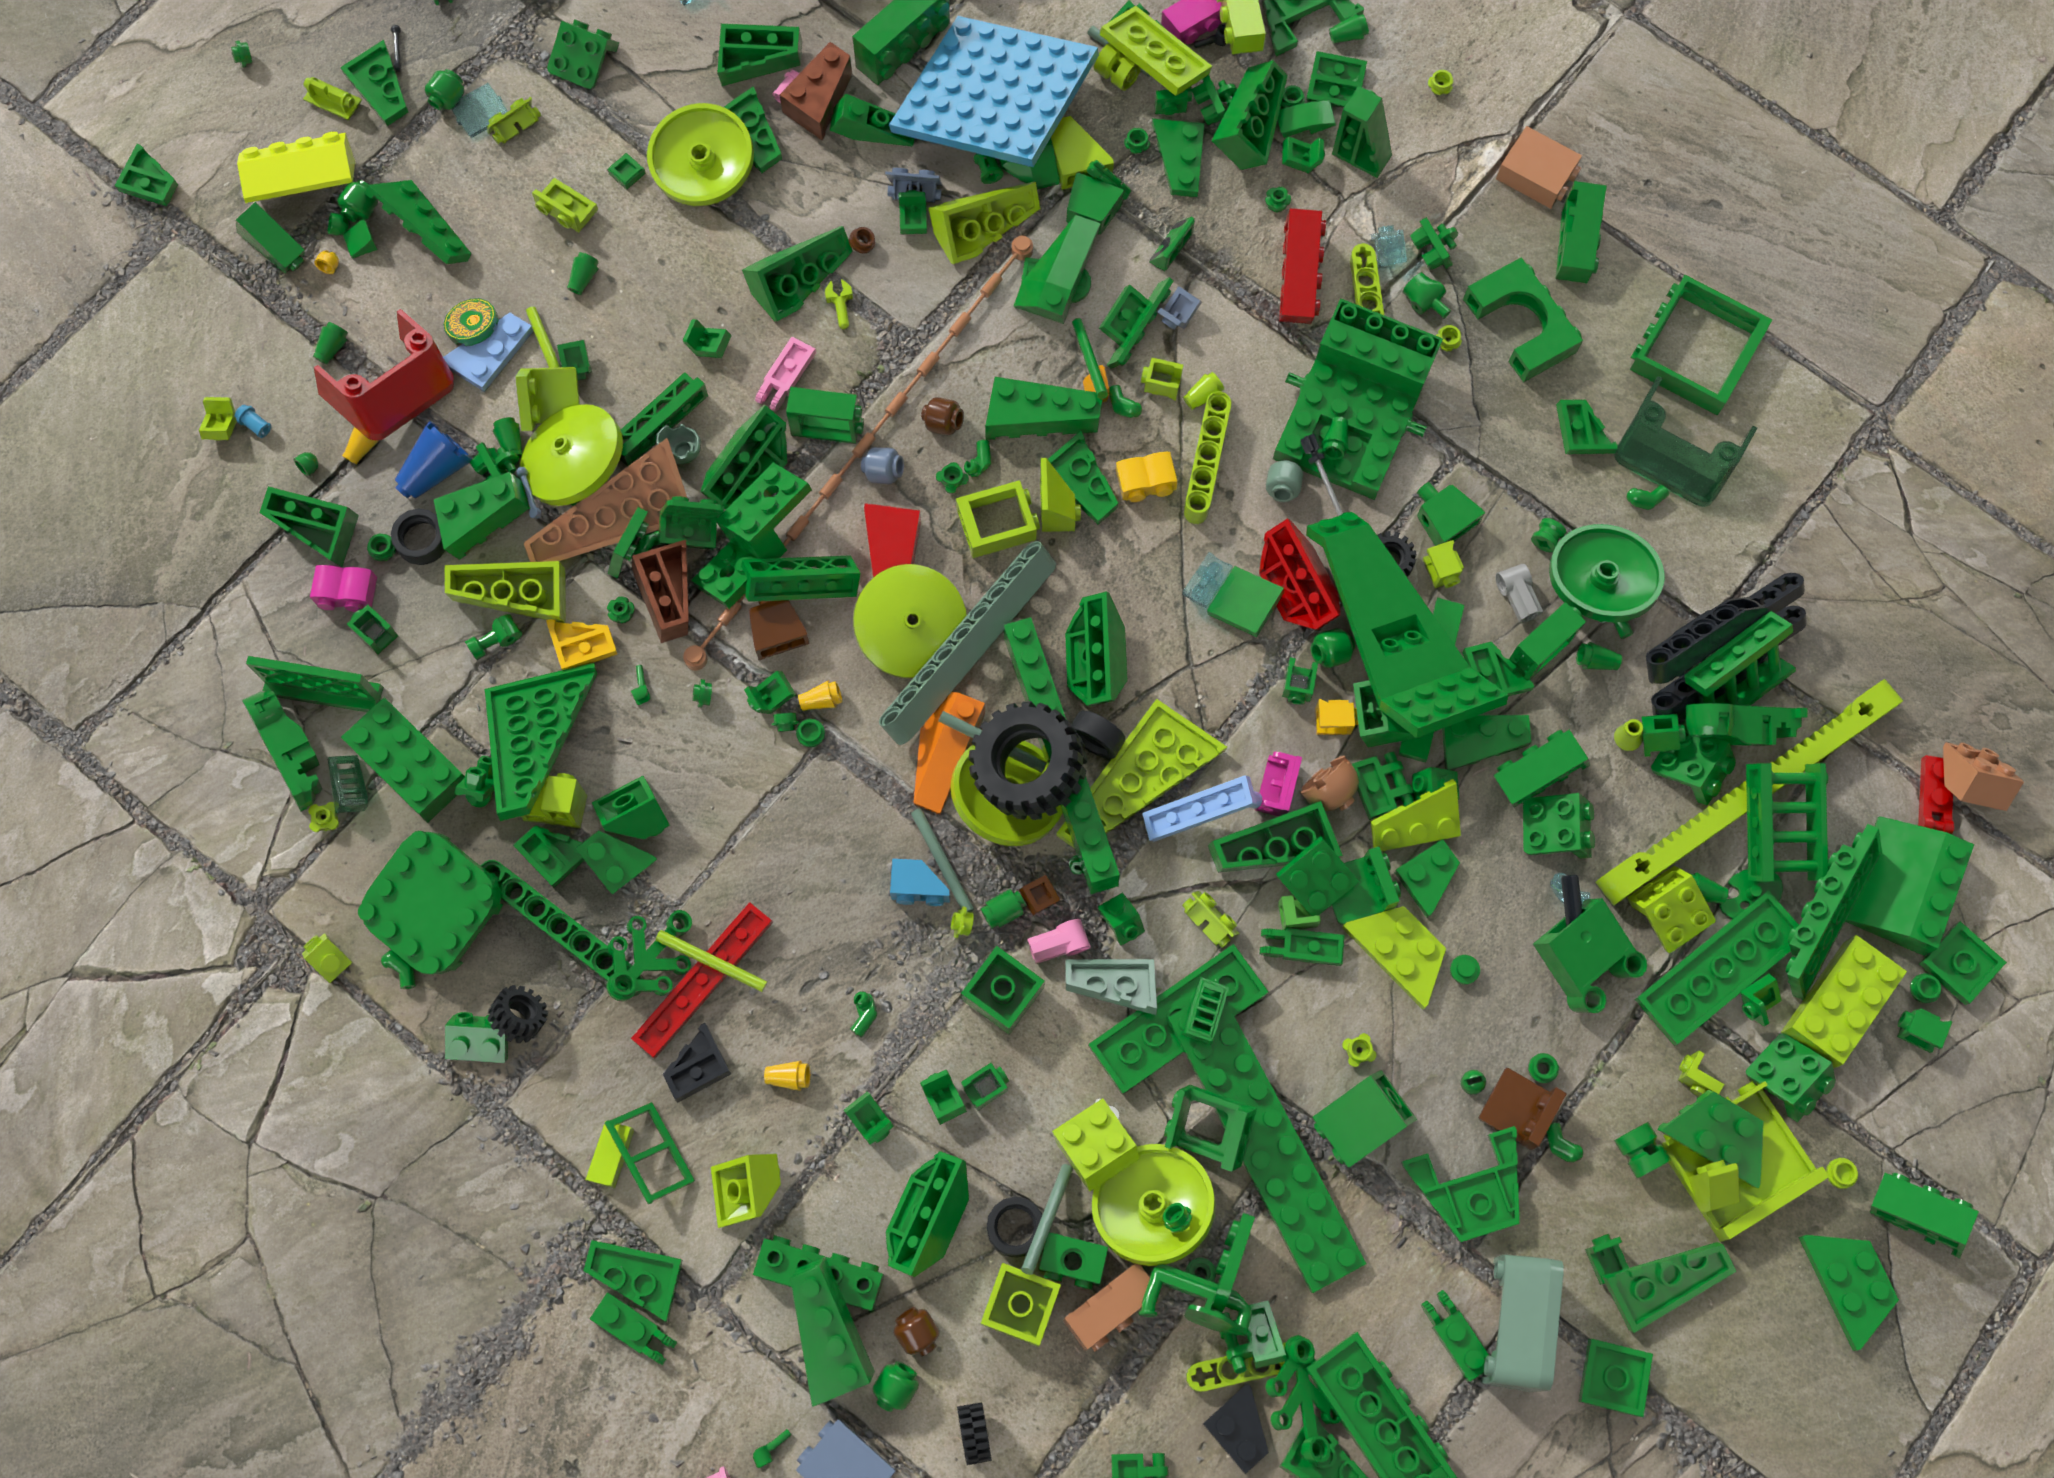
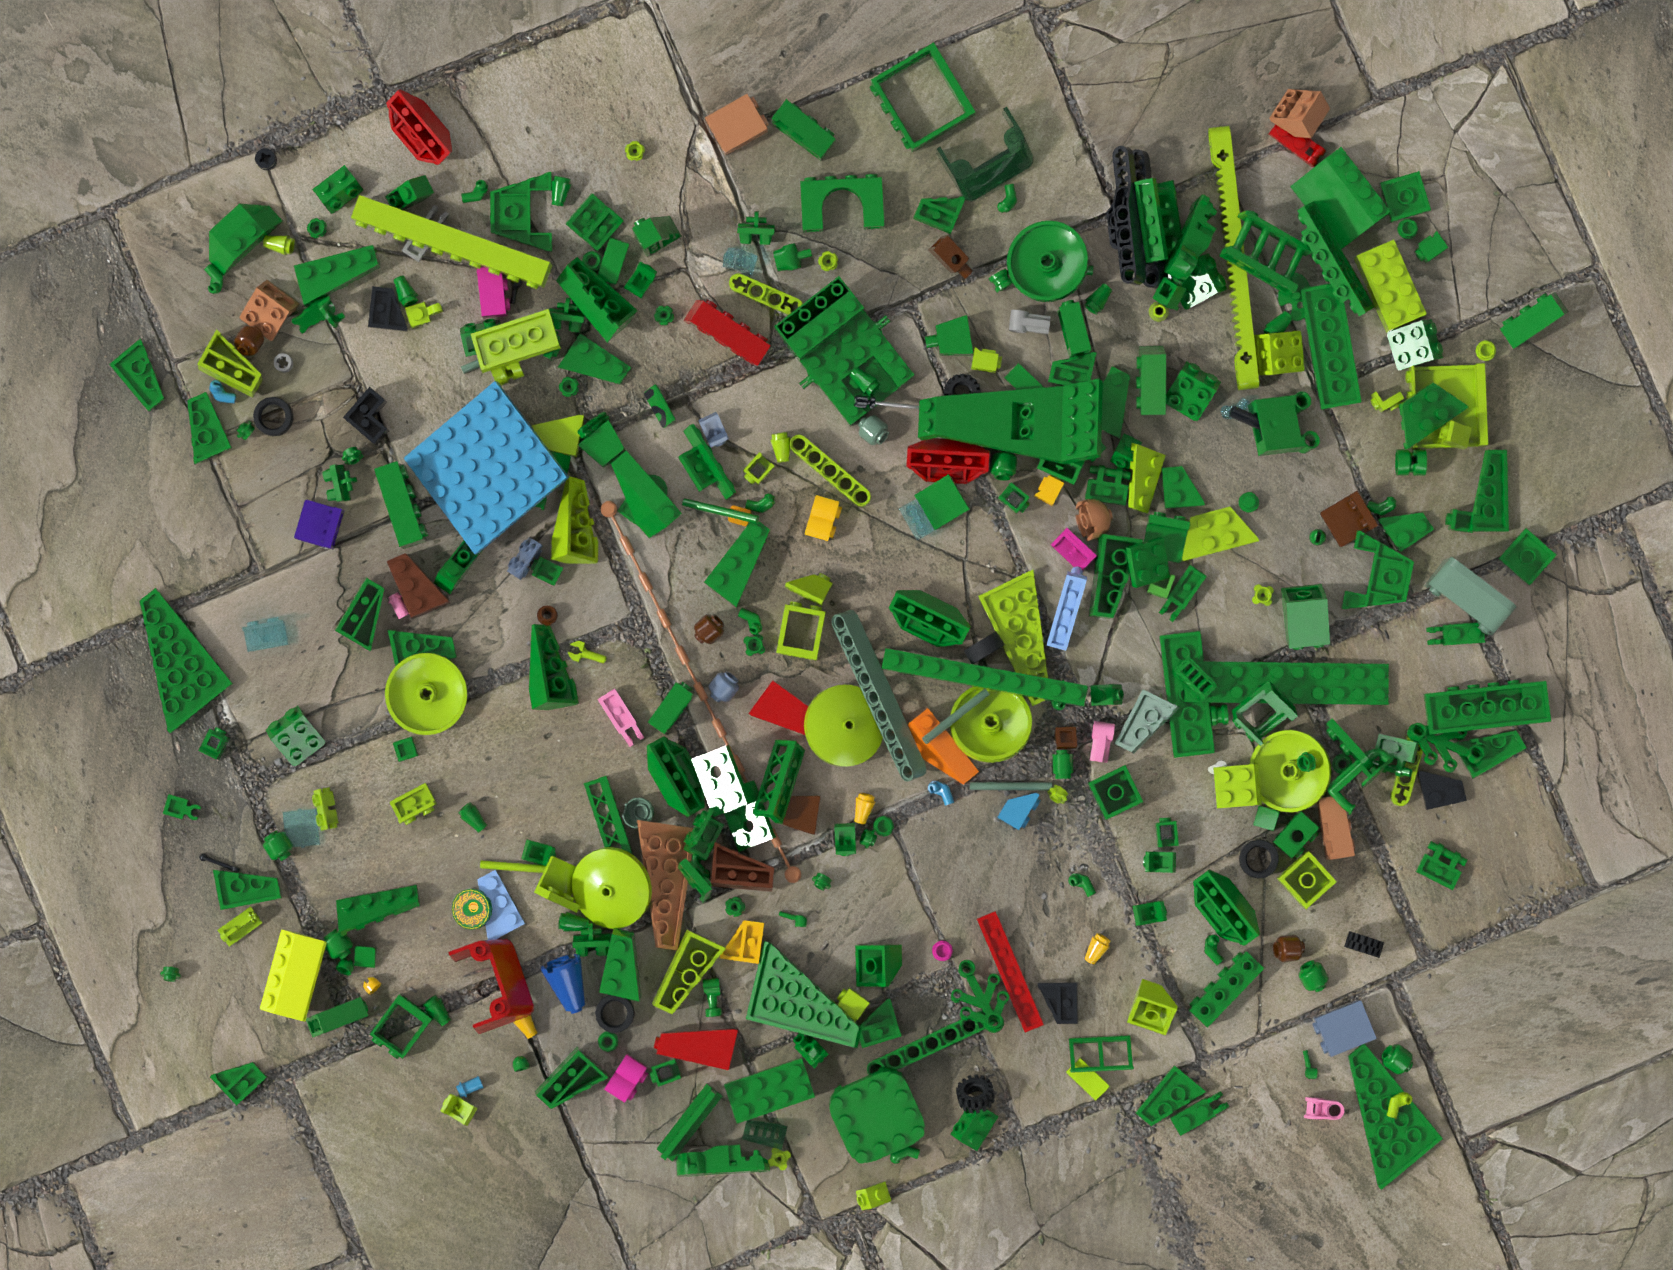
camera: 60 degrees left, 15 degrees up
(317, 316) = (412, 1008): none -> green window
(423, 657) = (701, 1046): none -> red slope
(534, 512) = (641, 930): sand blue hinge -> none
(613, 859) = (904, 990): green wing -> none
(688, 882) = (942, 950): none -> dark pink plate
(706, 341) = (570, 757): green bracket -> none
(711, 961) = (1003, 960): lime bar -> none
(829, 1339) = (1271, 1001): green wedge -> none
(863, 1227) = (1210, 949): none -> green arm
(893, 780) = (941, 789): none -> dark azure arm
(1003, 735) = (983, 730): black tyre -> none
(1047, 1219) = (1266, 838): sand green bar -> none
(1075, 1209) = (1266, 818): none -> slope
(1082, 475) = (800, 561): green wing -> none
(1175, 1073) = (1219, 715): none -> green wheel
(1204, 909) = (1126, 640): lime hinge -> none
(1542, 460) = (944, 250): none -> reddish brown torso
(1551, 1064) = (1338, 488): green plate -> none
(1552, 1192) = (1406, 529): none -> green wing
(1759, 998) = (1360, 334): green bracket -> none
(1853, 1284) = (1549, 385): green wing -> none

